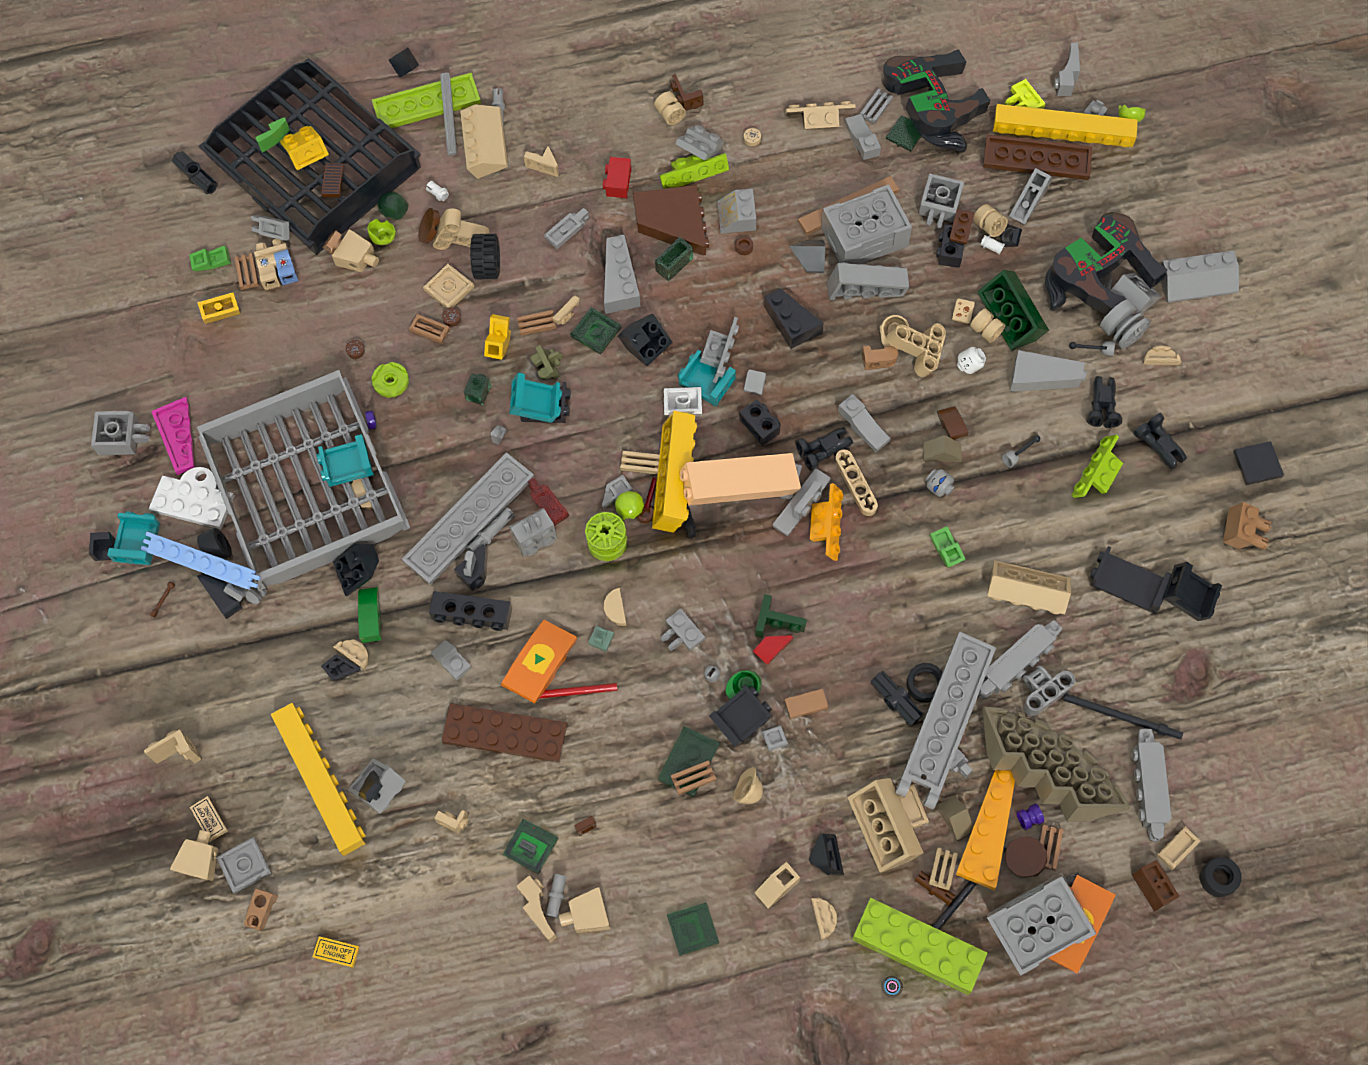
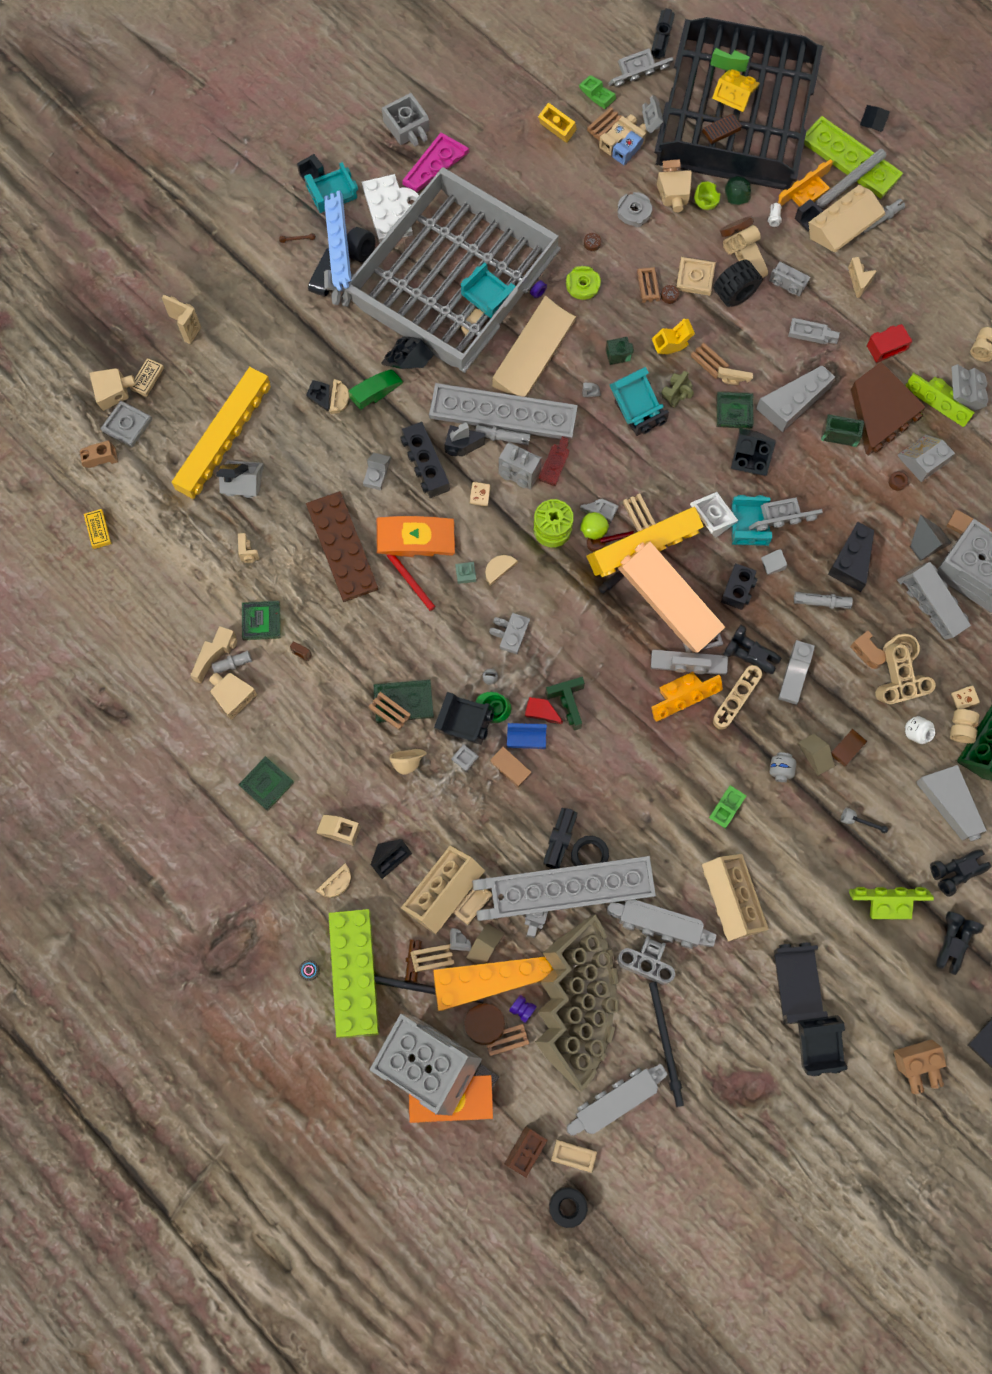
camera: 55 degrees right, 5 degrees up
(210, 209) = (638, 64): none -> light grey bracket
(352, 305) = (631, 217): none -> light grey plate
(426, 458) = (533, 349): none -> tan arch
(434, 151) = (809, 187): none -> light orange bracket
(457, 165) = (806, 213): none -> black panel
(504, 216) = (789, 278): none -> light grey bracket
(534, 583) = (480, 494): none -> tan slope
(787, 674) = (526, 736): none -> blue panel
(817, 359) = (823, 600): none -> light grey pin
(939, 838) = (459, 941): none -> light grey tile

